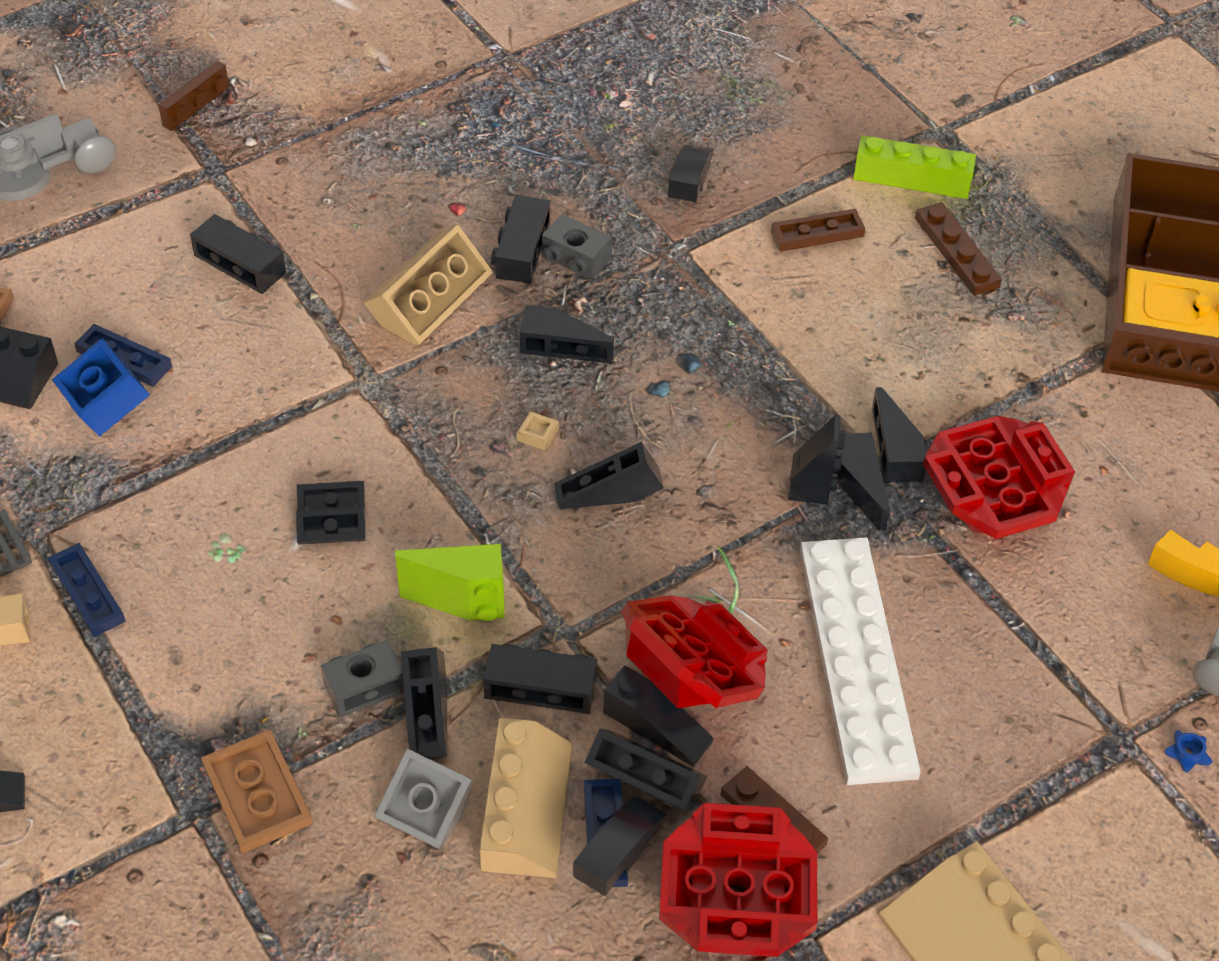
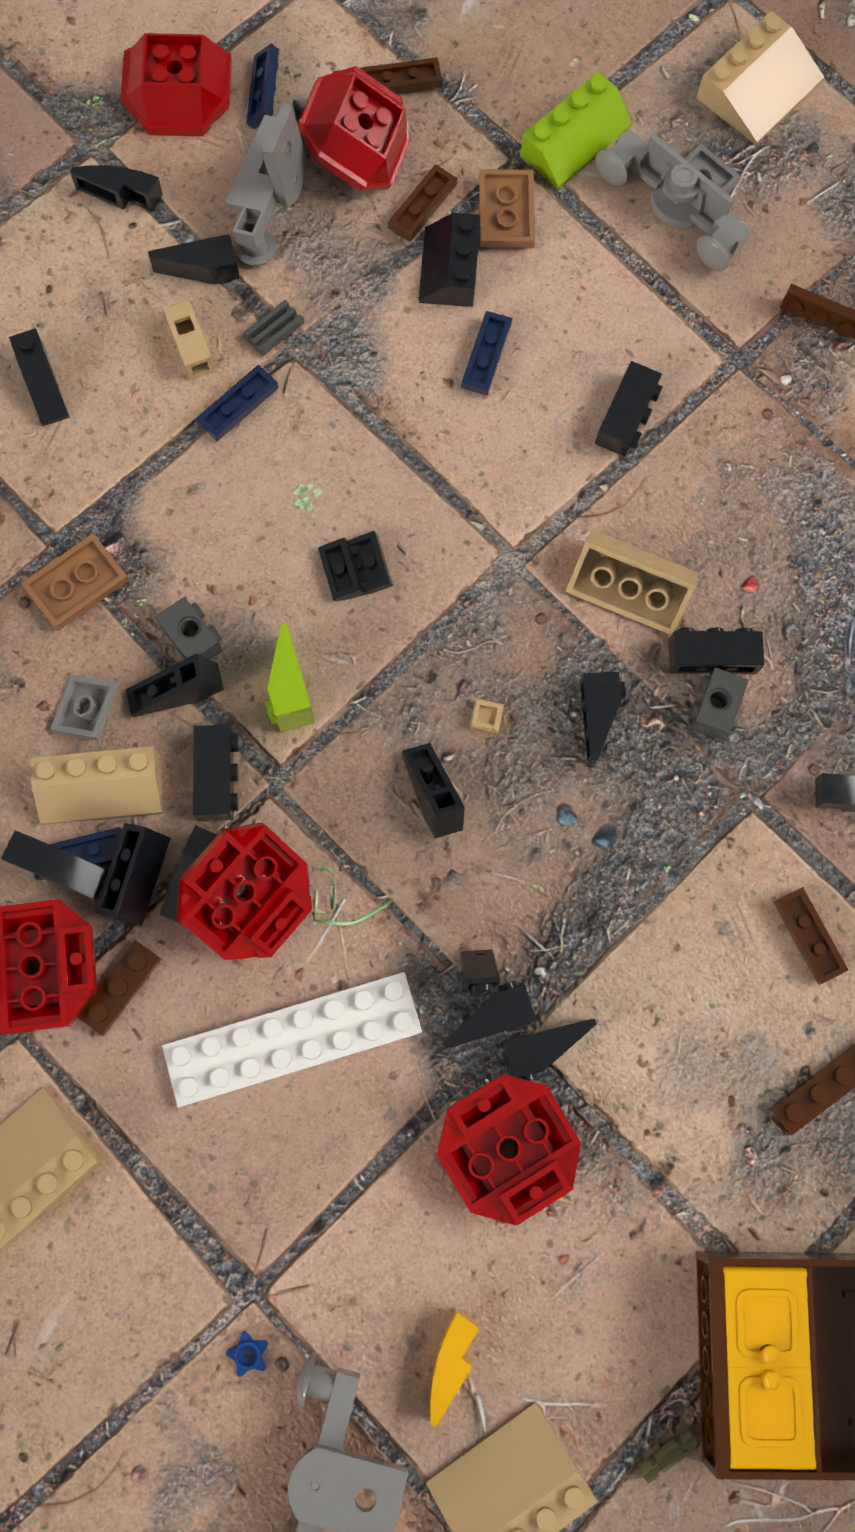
camera: 75 degrees right, 25 degrees up
(100, 387) = (434, 345): blue brick -> none

